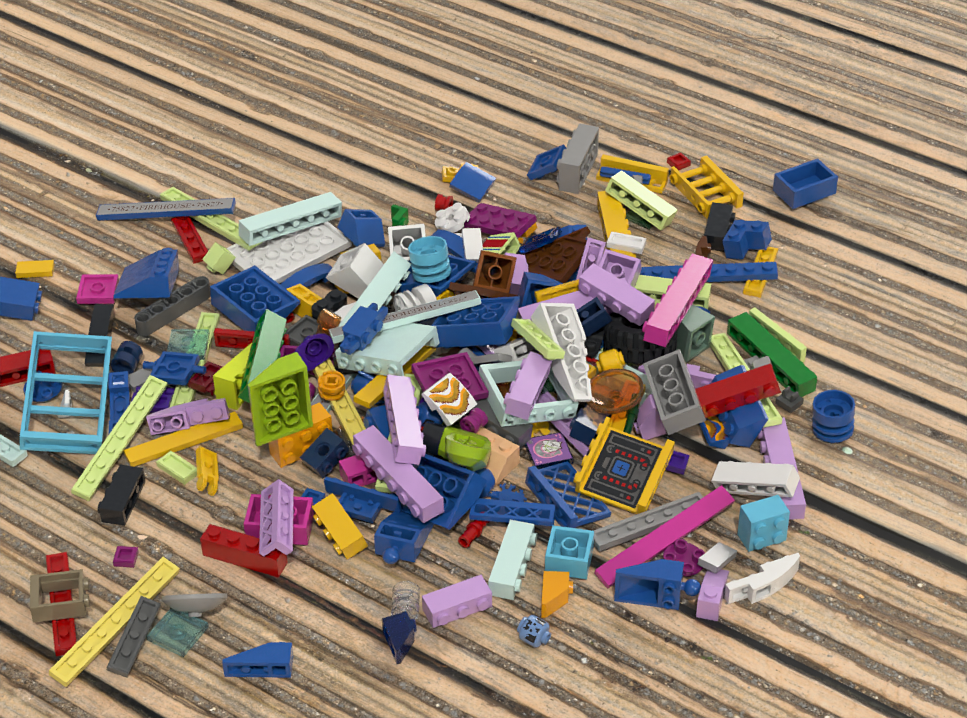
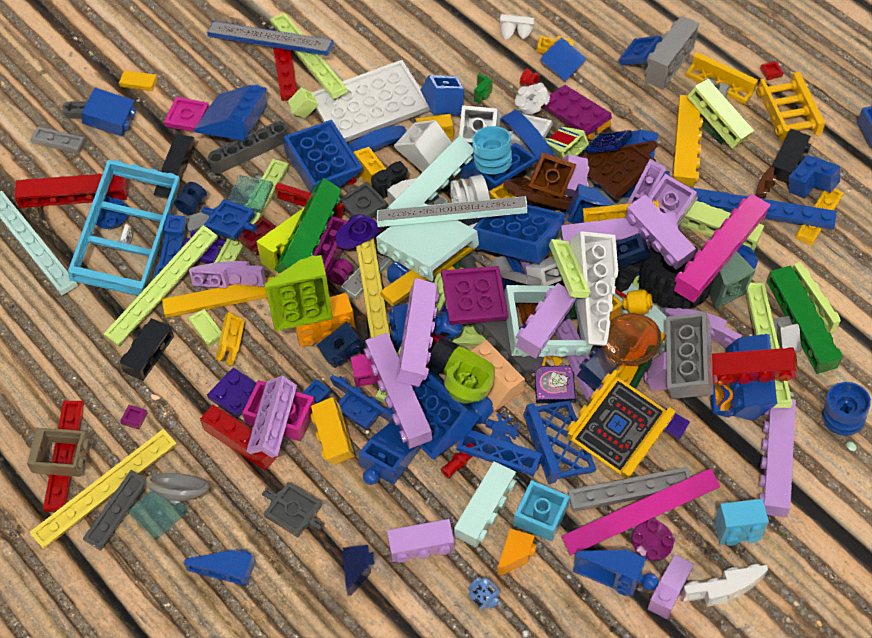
camera: 15 degrees right, 15 degrees up
(224, 513) = (232, 392): none -> dark purple plate
(290, 218) = (377, 73): light aqua brick -> none
(318, 601) = (292, 509): none -> dark grey plate
(326, 321) = (378, 201): clear orange piece -> none
(331, 385) = (366, 271): light orange wheel -> none
(362, 328) = (405, 220): blue hinge -> none
(406, 598) = (371, 530): clear wheel -> none
(411, 159) = (510, 22): none -> white tile
(449, 399) = (466, 319): slope -> none
(472, 243) = (541, 136): white tile -> none
(475, 420) = (486, 345): magenta wheel -> none
(610, 172) = (703, 74): blue axle -> none
(626, 242) = (692, 161): white tile -> none
(717, 557) = (685, 548): tile -> none
(756, 478) = (747, 469): white brick -> none
(789, 400) = (808, 376): dark grey tile -> none

